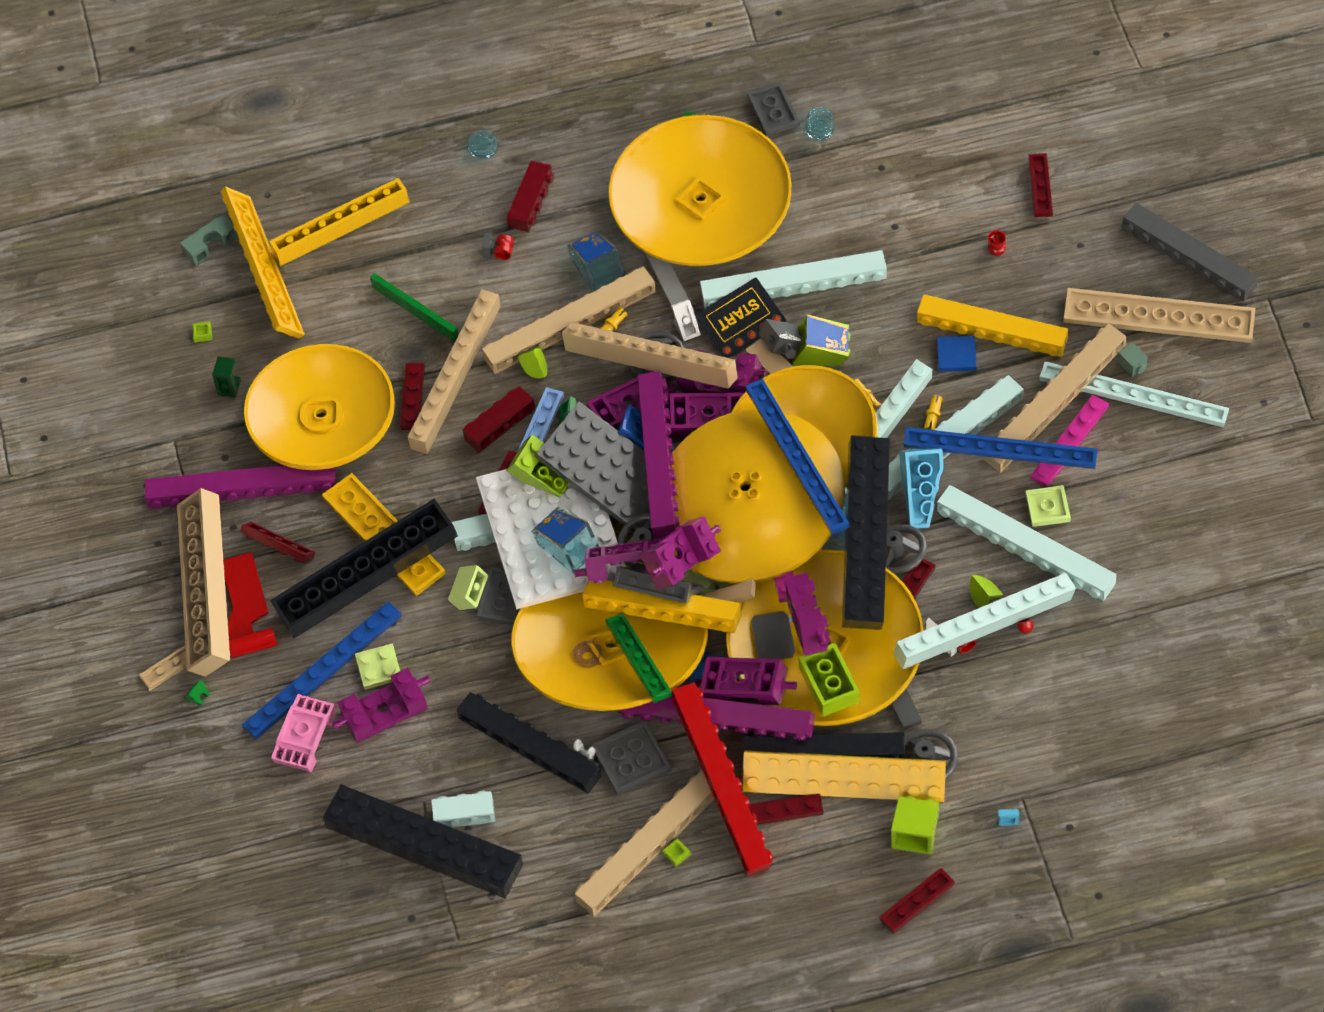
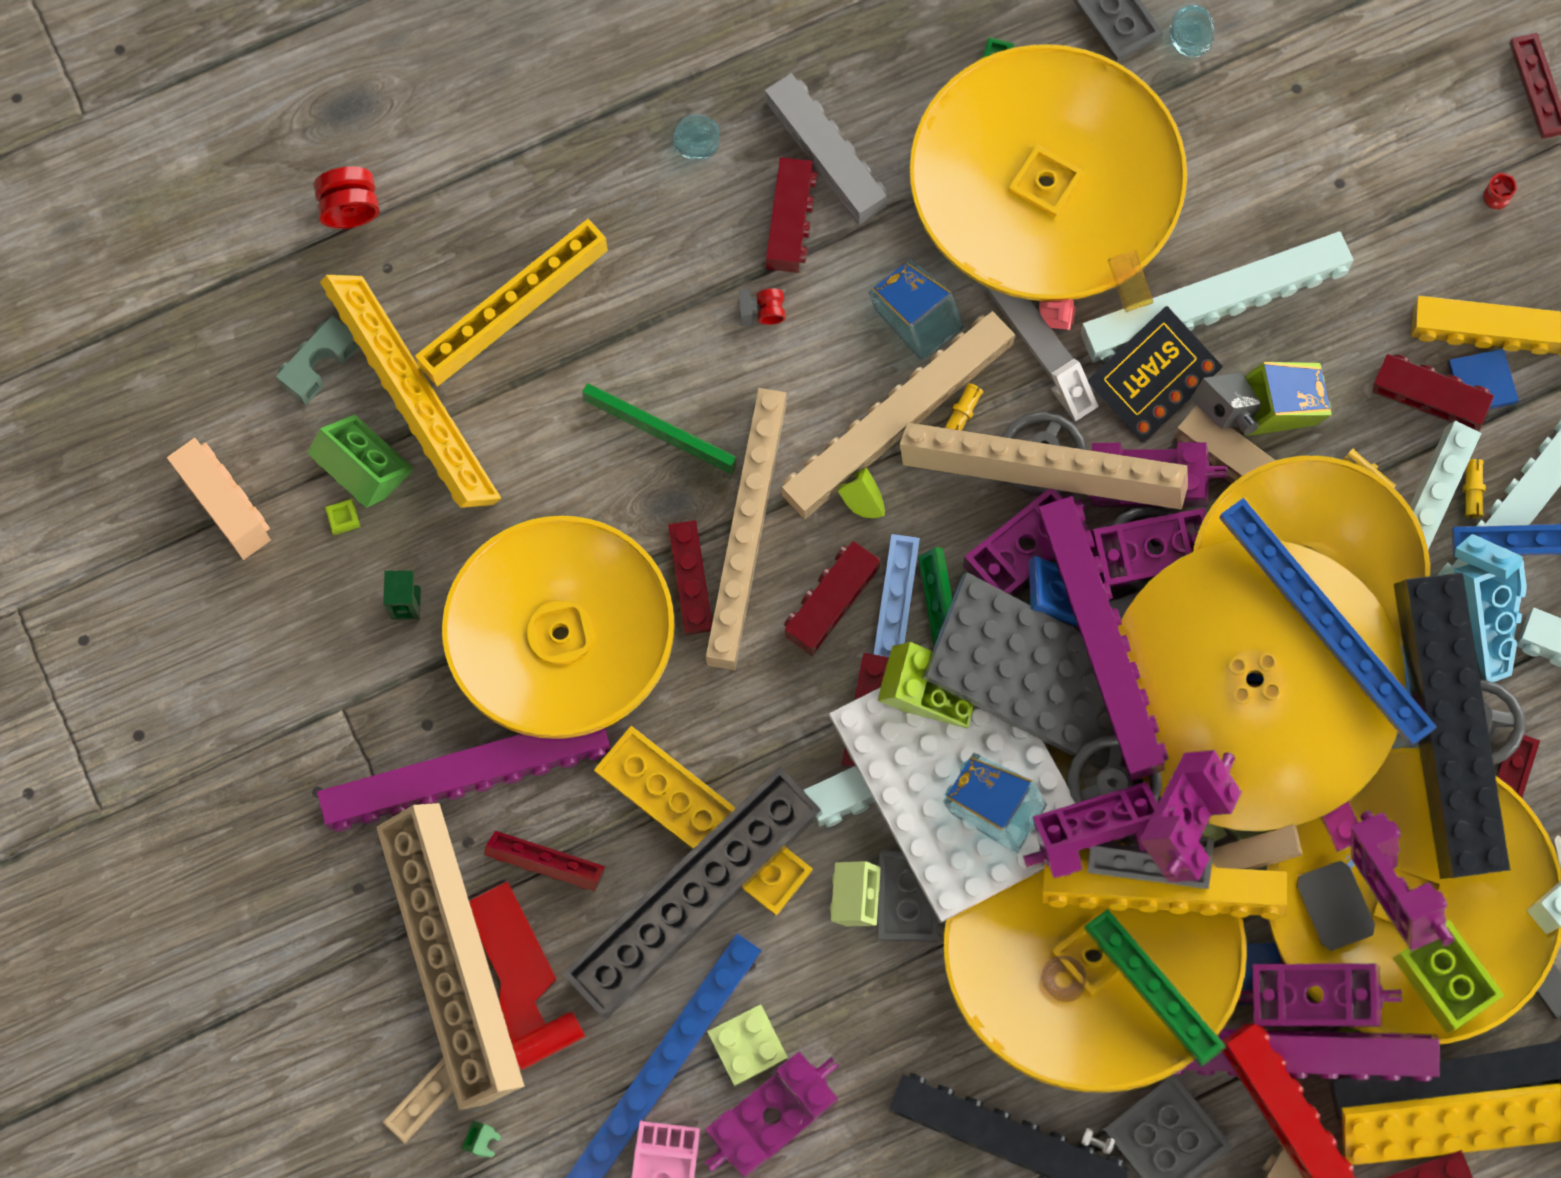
camera: 15 degrees left, 15 degrees up
(128, 306) = (221, 497): none -> light nougat brick
(220, 299) = (359, 460): none -> bright green slope
(250, 147) = (346, 197): none -> red wheel
(563, 161) = (826, 148): none -> light grey brick
(688, 274) = (1058, 313): none -> coral piece
(735, 258) = (1130, 281): none -> clear yellow tile
(910, 347) = (1432, 392): none -> dark red brick
(919, 442) = (1488, 556): none -> medium azure plate

